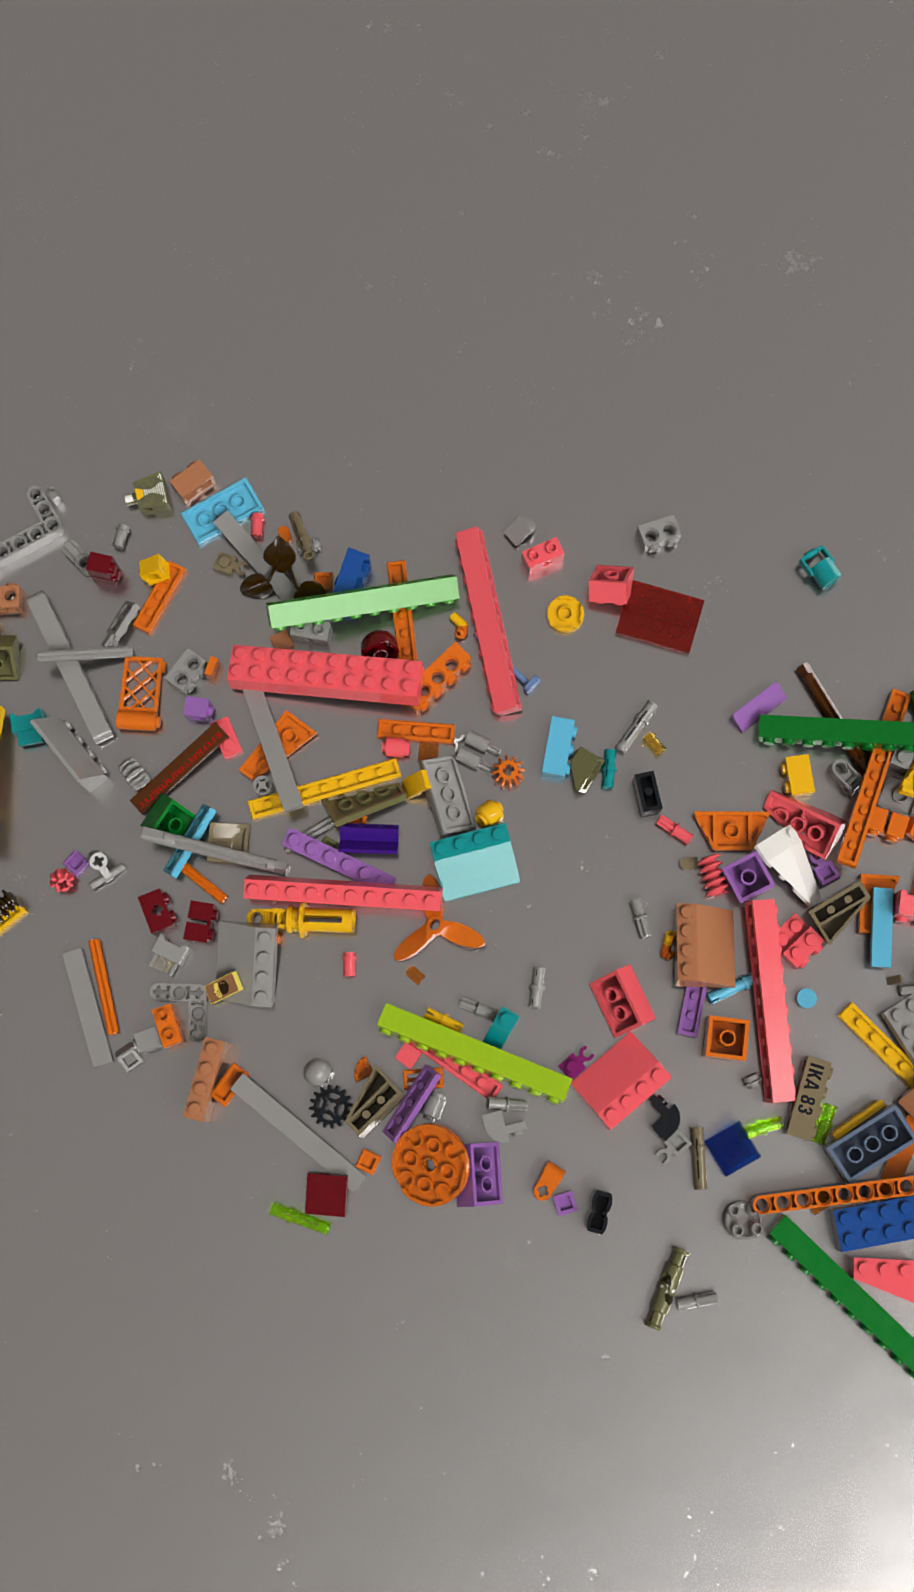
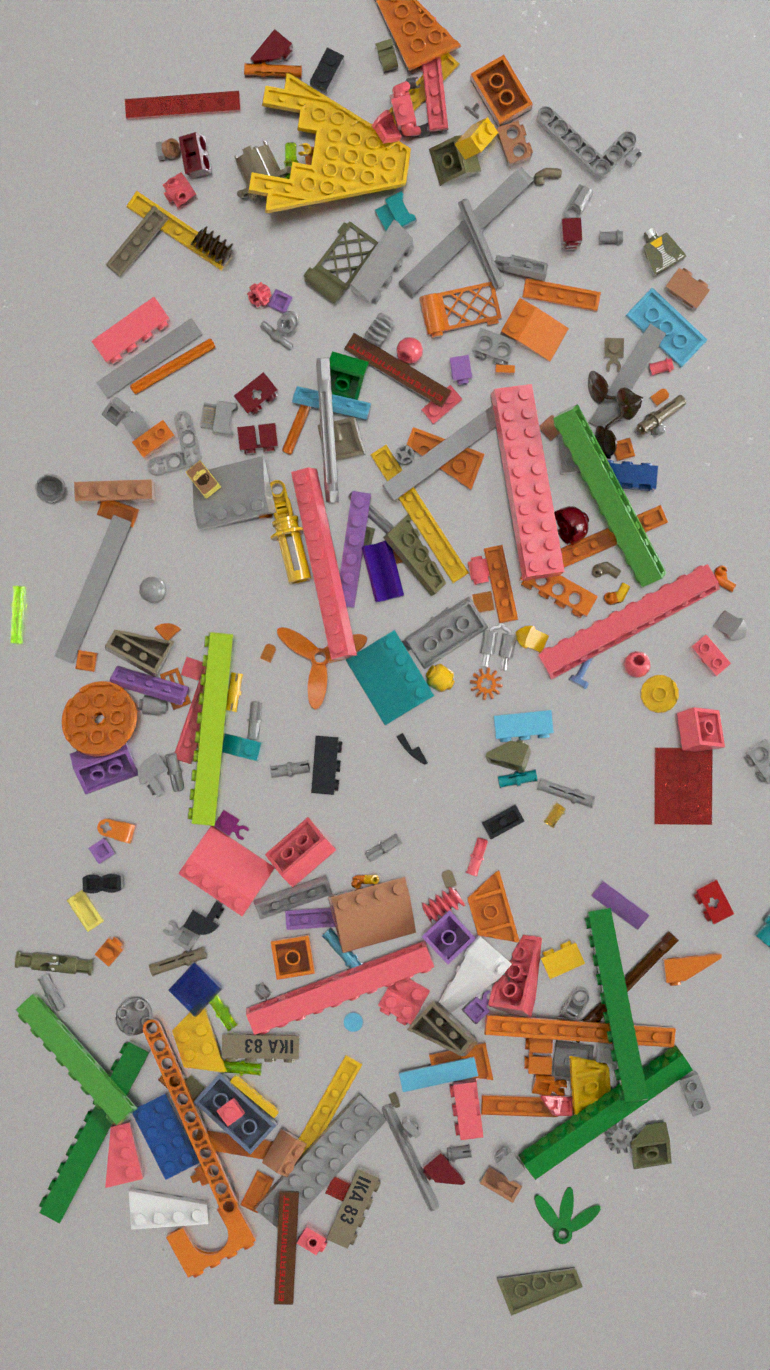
camera: 75 degrees right, 10 degrees up
(40, 578) = (546, 172): none -> dark tan arm
(53, 1016) = (131, 330): none -> coral slope
(70, 813) = (323, 279): none -> olive piece
(154, 569) = (585, 282): yellow brick -> none
(163, 751) = (409, 350): none -> coral piece
(183, 630) = (534, 329): none -> orange slope
(183, 1146) = (50, 488): none -> light grey hair
(322, 1111) = (131, 618): black gear -> none
(326, 1194) = (46, 632): dark red tile -> none
(349, 963) = (260, 588): coral pin -> none
(416, 784) = (447, 600): yellow slope -> none
(430, 629) = (605, 568): none -> dark tan arm
(476, 716) = (531, 638): none -> yellow tile
(480, 523) = (721, 576): none -> orange arm
(531, 624) = (637, 664): none -> coral piece
(543, 950) = (326, 765): none -> black brick
(556, 858) = (416, 753): none -> black slope
(621, 1239) = (85, 910): none -> light yellow tile
(665, 1021) = (292, 897): none -> light grey plate
(669, 1225) = (110, 950): none -> orange bracket
(773, 1294) = (76, 1059): none -> bright green brick
(787, 612) = (721, 910): none -> red brick
(789, 1161) = (198, 1043): none -> yellow wing
(831, 1178) = (194, 1086): none -> olive tile
(836, 662) = (683, 968): none -> orange slope
(871, 1146) = (230, 1111): none -> coral brick

